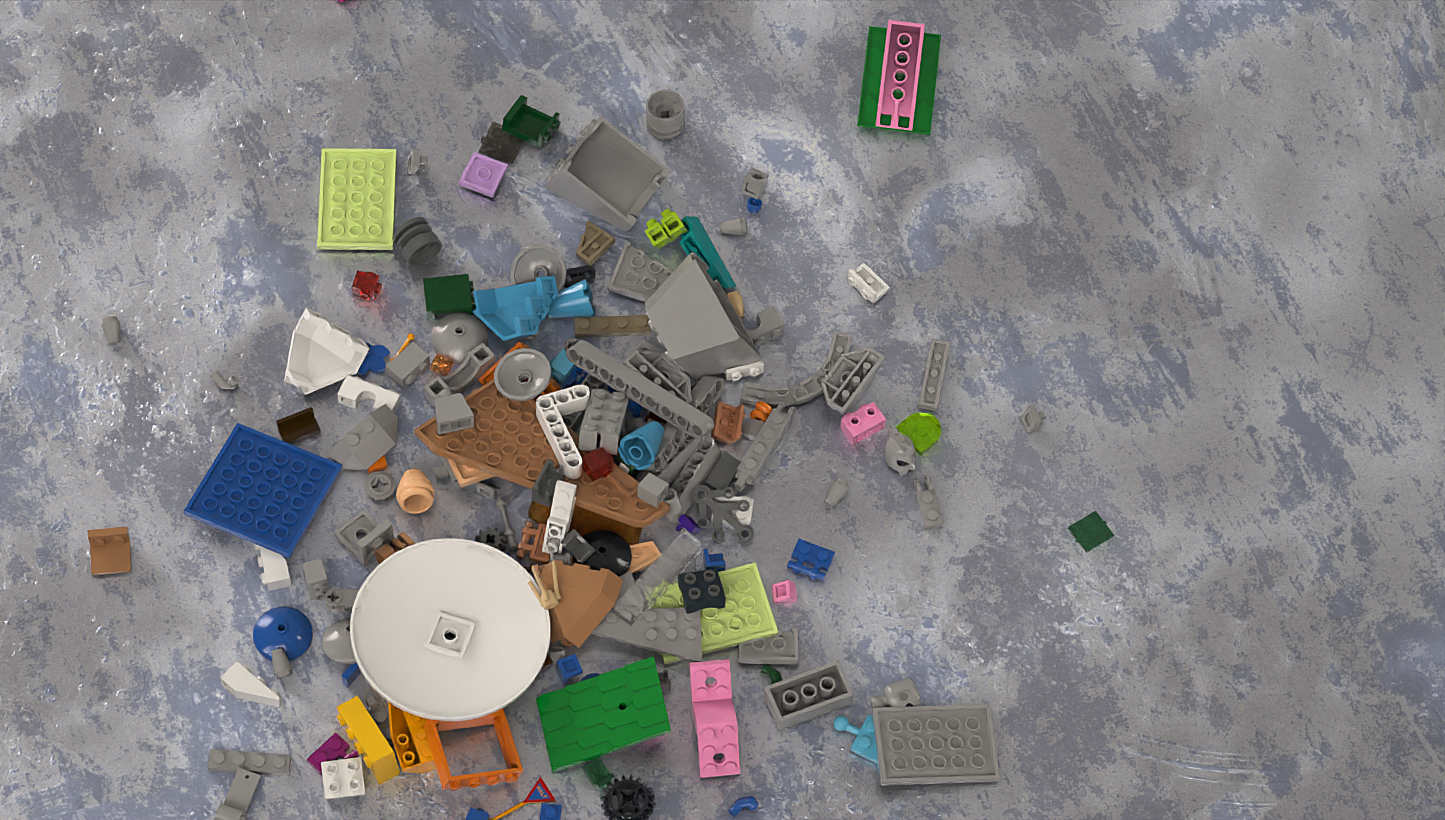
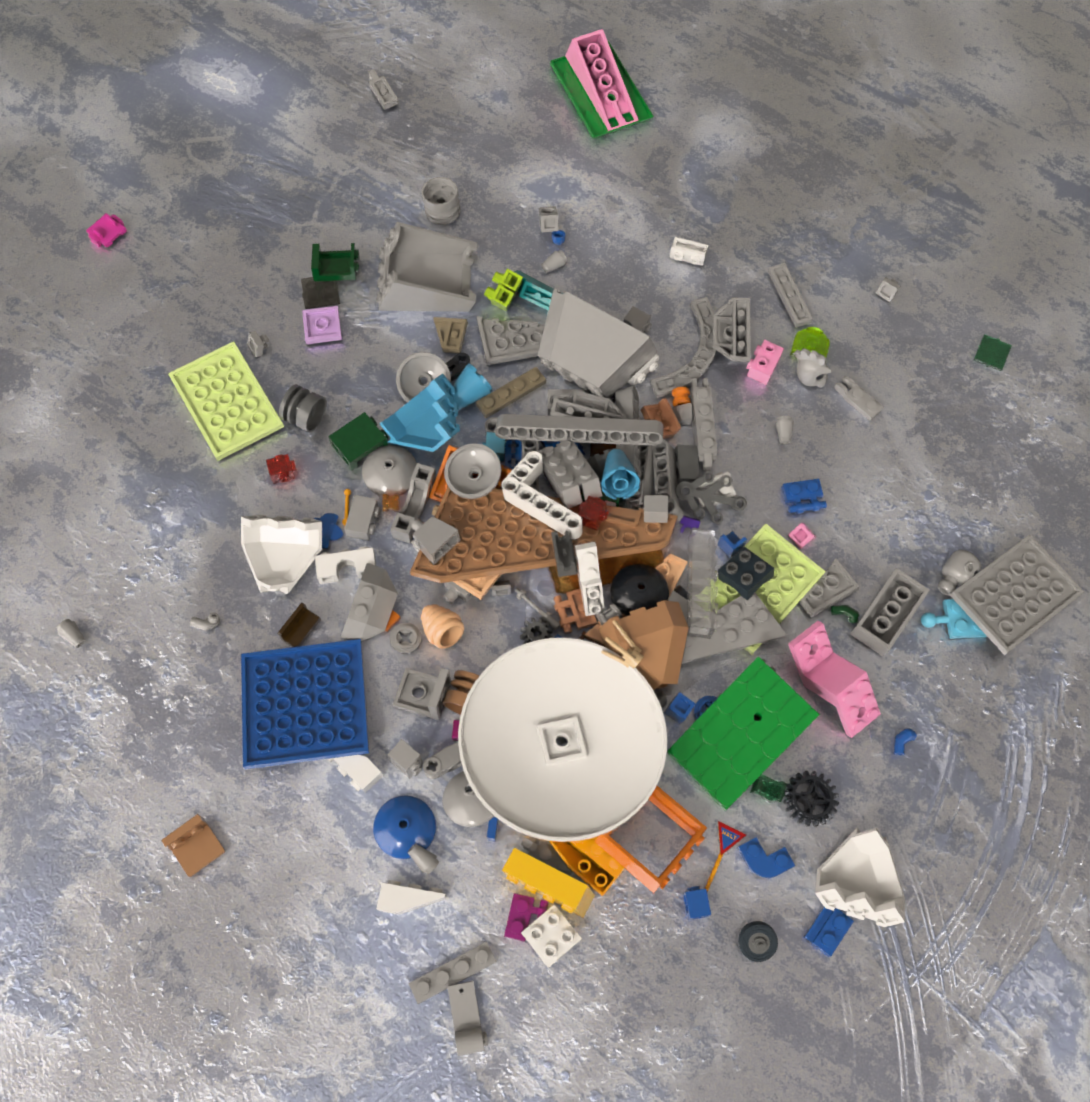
camera: 30 degrees left, 5 degrees up
(577, 546) = (618, 594): dark grey panel -> none

